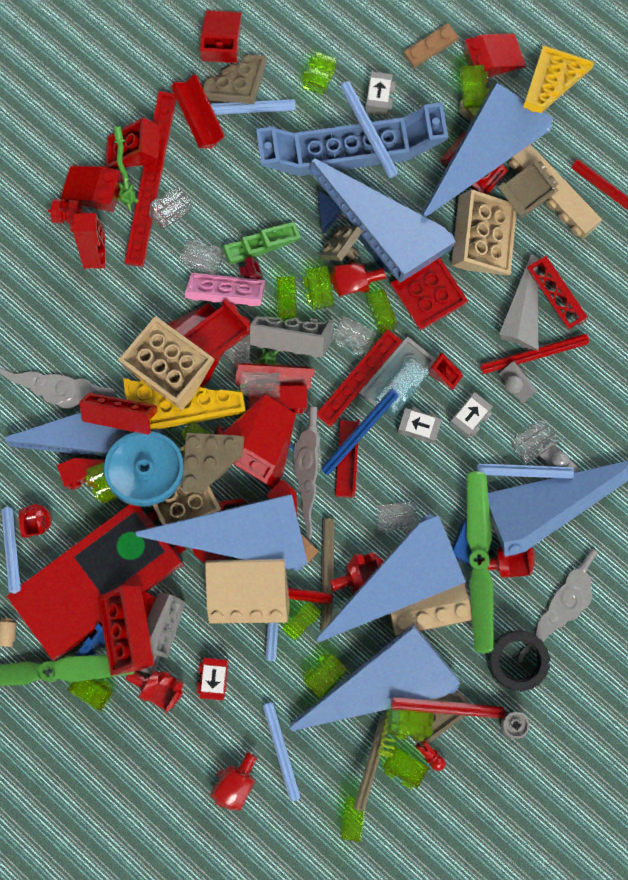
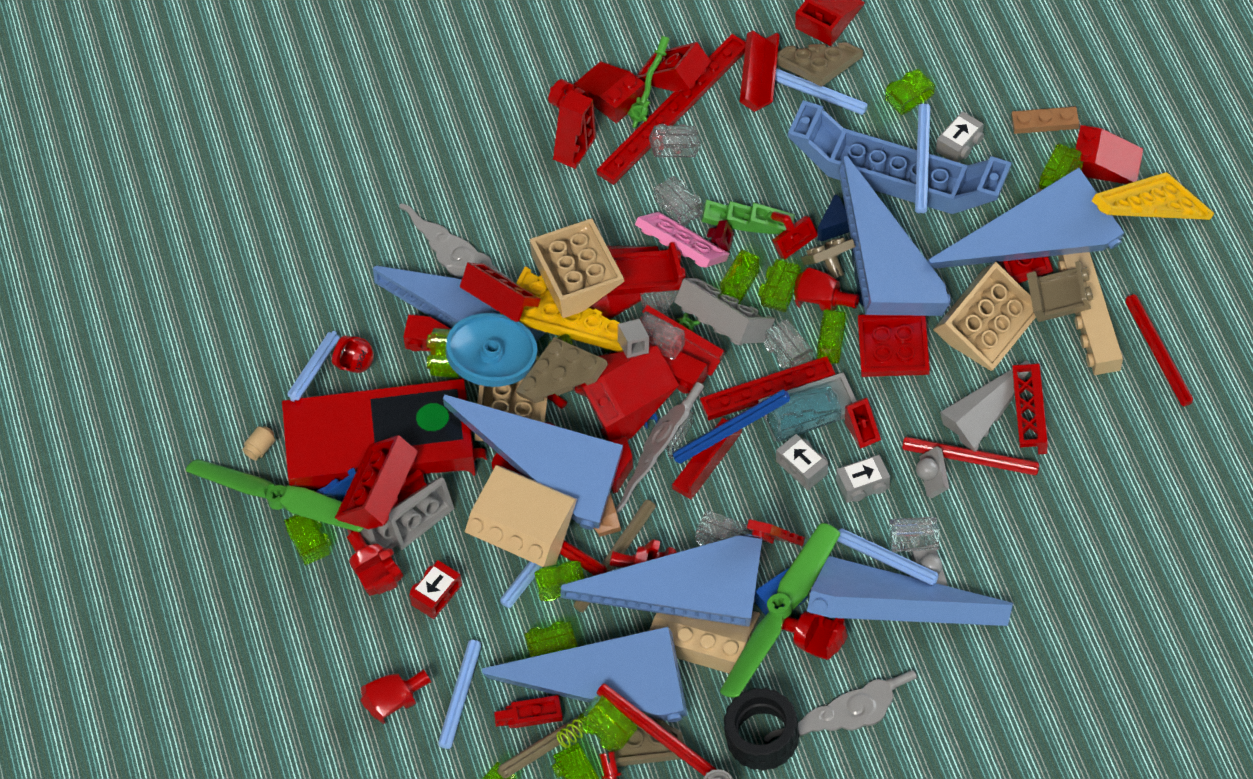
camera: 30 degrees right, 20 degrees down
(247, 401) = (633, 338): none -> light grey brick
(306, 240) = (794, 236): none -> red plate
(343, 738) = (530, 712): none -> red hinge
(439, 503) = (770, 532): none -> red wing

